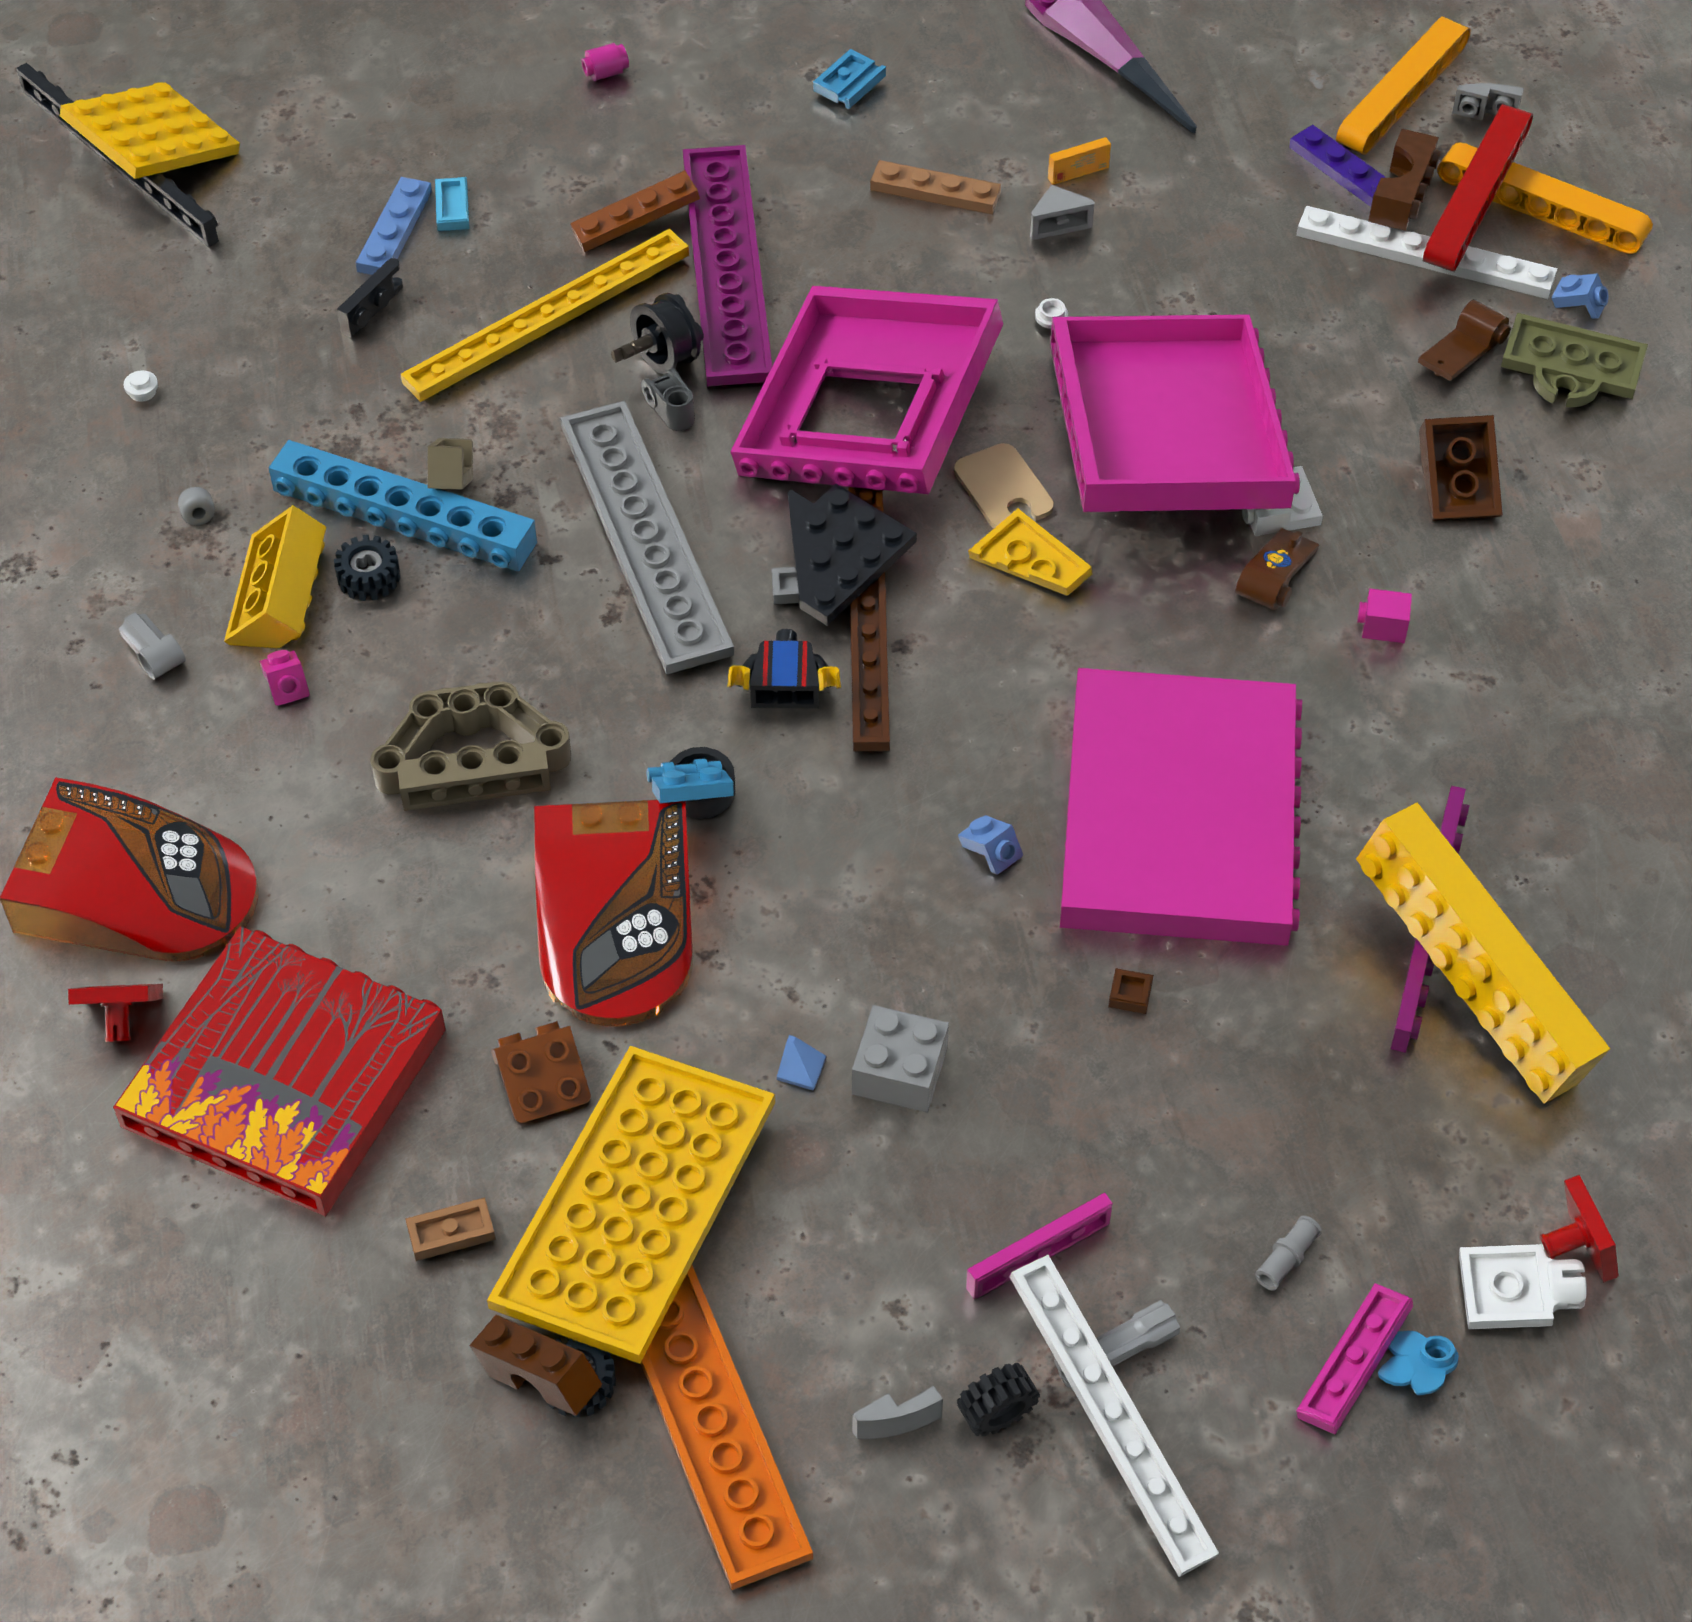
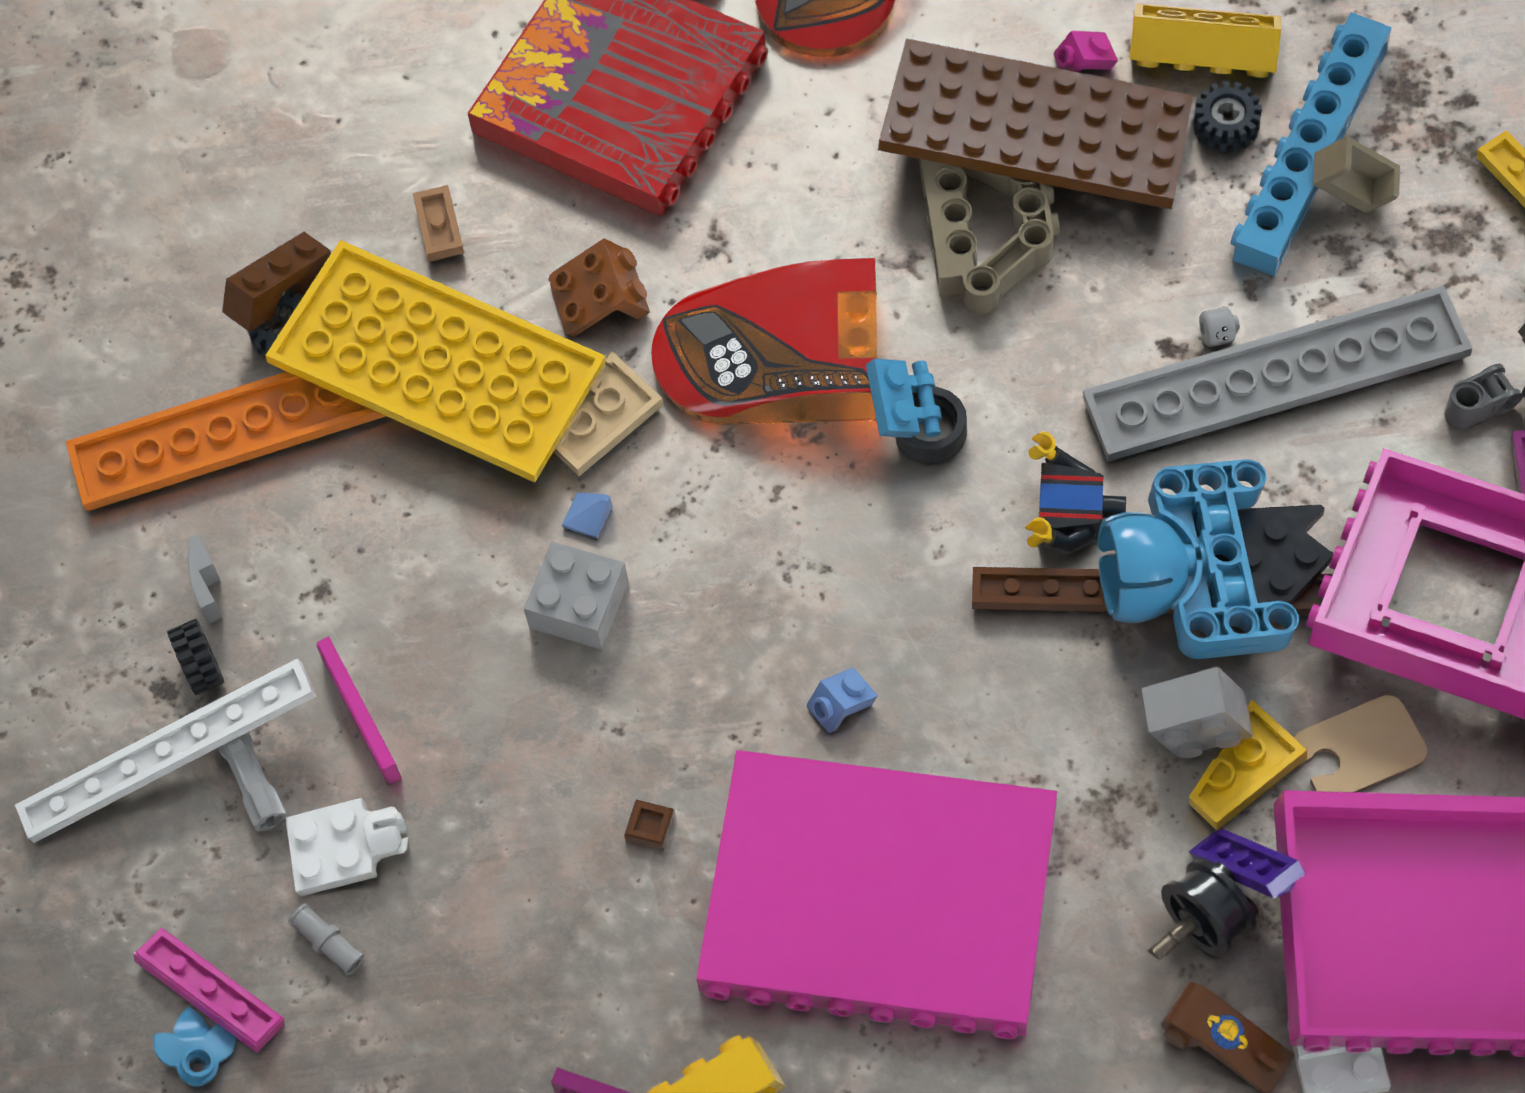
camera: 100 degrees right, 10 degrees up
(371, 702) = (1037, 123): none -> plate
(597, 572) = (1218, 326): none -> light grey piece
(686, 1039) = (609, 413): none -> tan wing
(861, 563) = (1172, 562): none -> dark azure beam
(1000, 565) = (1197, 713): none -> light grey brick
(1141, 526) = (1250, 862): none -> dark purple plate
(1177, 565) = (1205, 910): none -> black wheel
(1186, 1248) = (342, 844): none -> white plate

